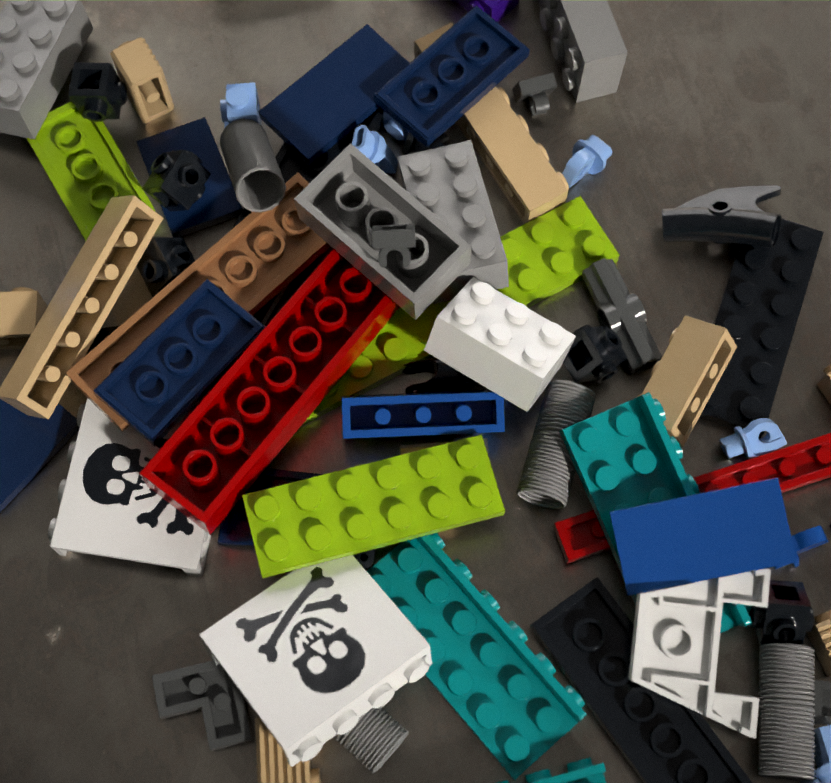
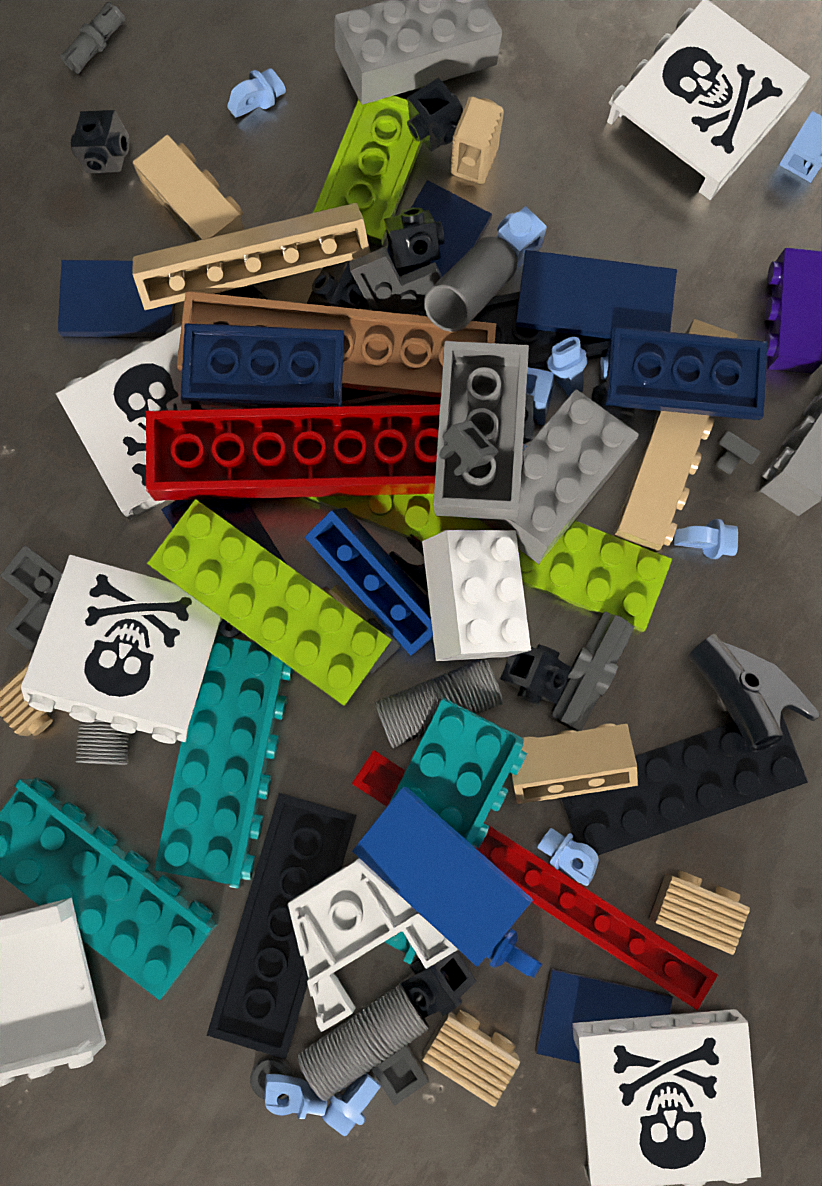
camera: 50 degrees right, 10 degrees up
(203, 227) = (386, 289): none -> dark grey plate

